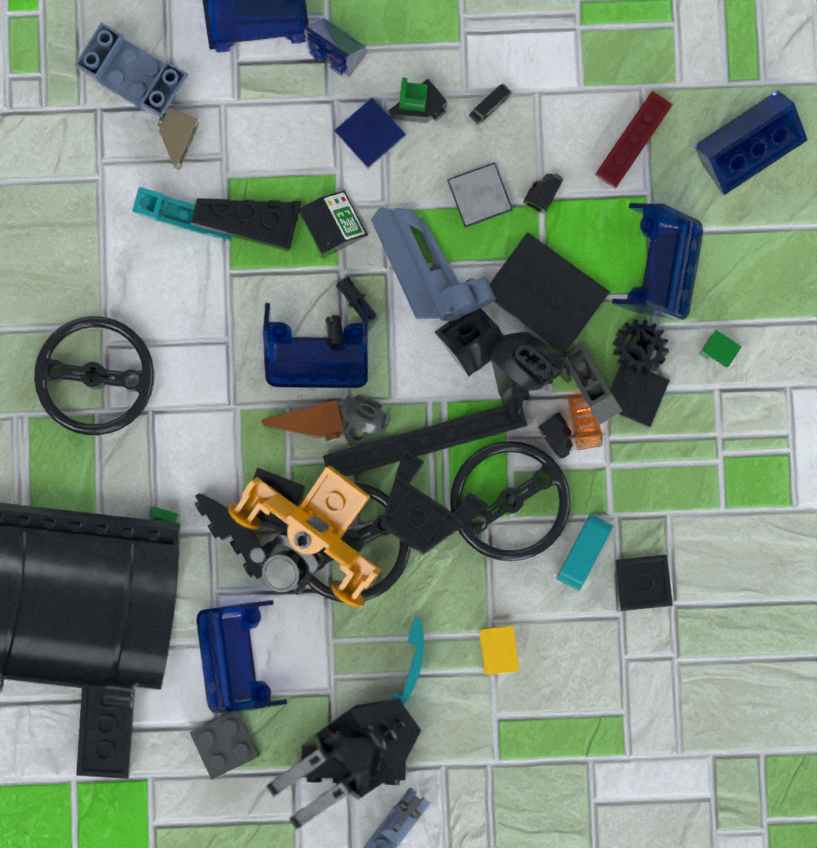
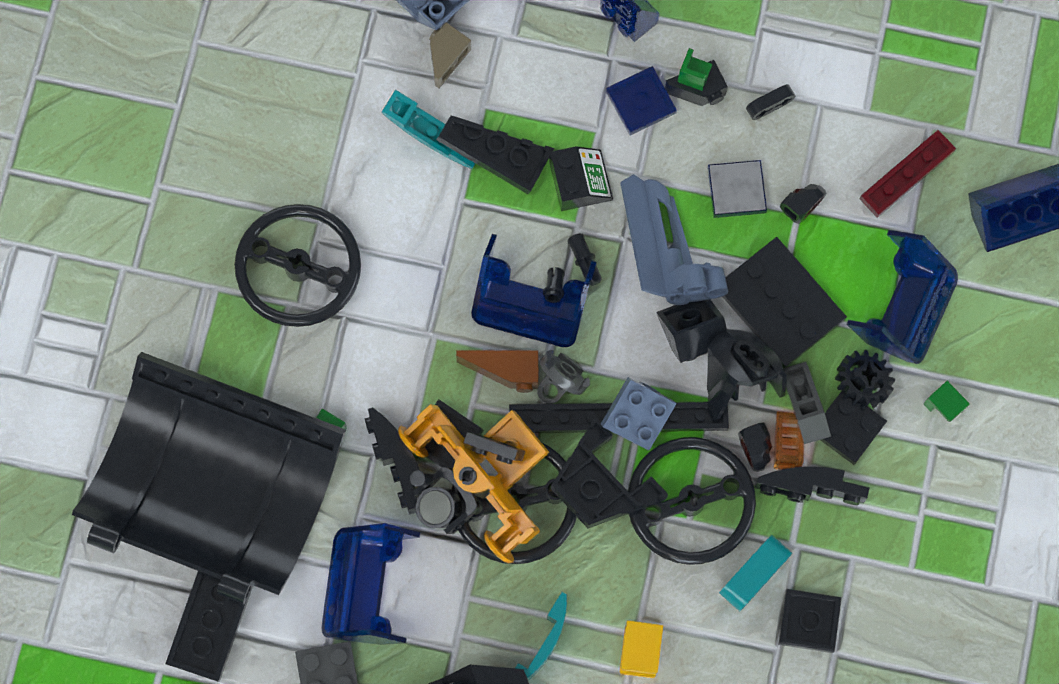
camera: 10 degrees right, 10 degrees down
(310, 505) = (483, 445): none -> black plate
(442, 435) = (638, 413): none -> sand blue plate
(604, 458) = (799, 483): none -> black slope

